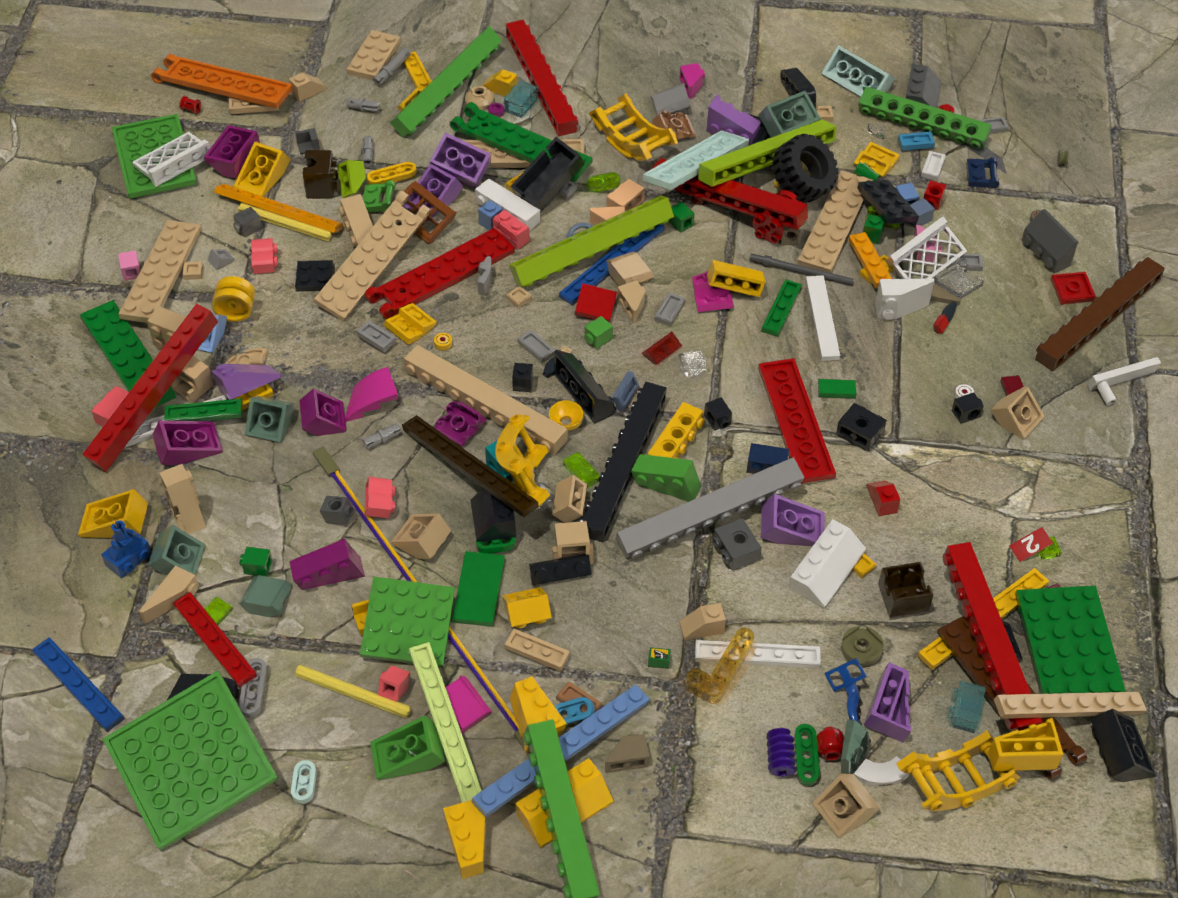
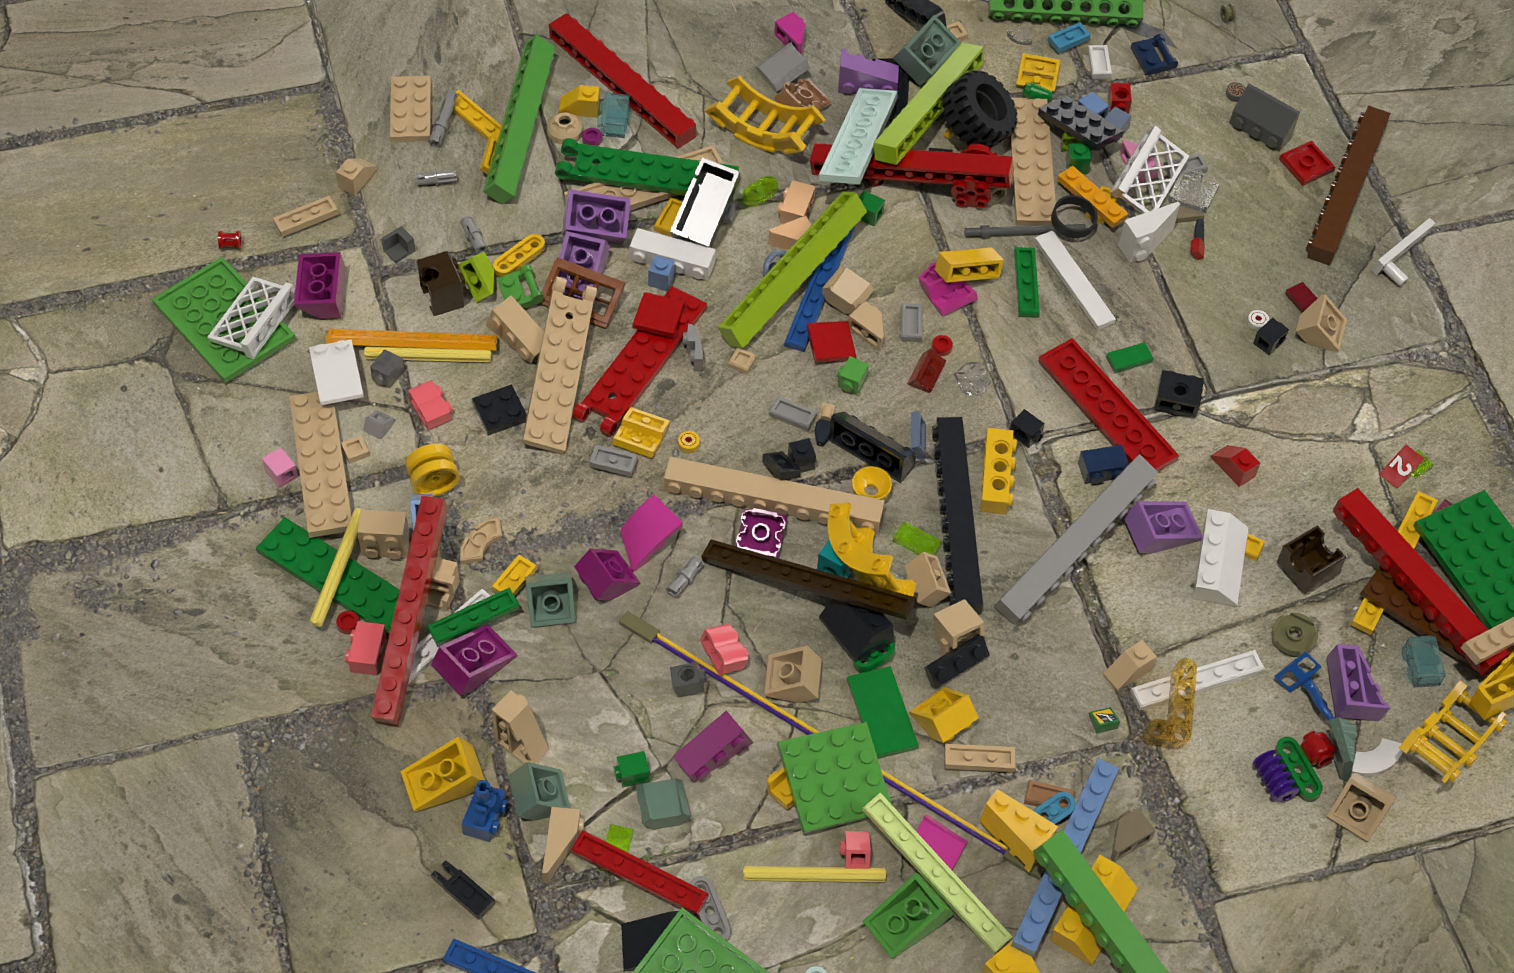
camera: 25 degrees left, 5 degrees up
(78, 606) = (464, 890): none -> black hinge
(111, 383) = (347, 621): none -> red tile
(116, 352) = (336, 571): none -> light yellow axle
(207, 211) = (336, 372): none -> white slope
(223, 81) = (253, 198): orange hinge -> none
(241, 378) = (497, 563): medium lavender slope -> none
(262, 169) = (365, 298): yellow slope -> none
(469, 243) = (658, 314): none -> red tile
(501, 379) = (781, 465): none -> black plate
(511, 229) = (693, 281): coral brick -> none
(667, 475) = (1012, 517): bright green wedge -> none
(685, 333) = (942, 345): none -> red tile
(728, 540) = (1122, 580): dark grey brick -> none
(848, 256) = (1076, 200): none -> black tyre

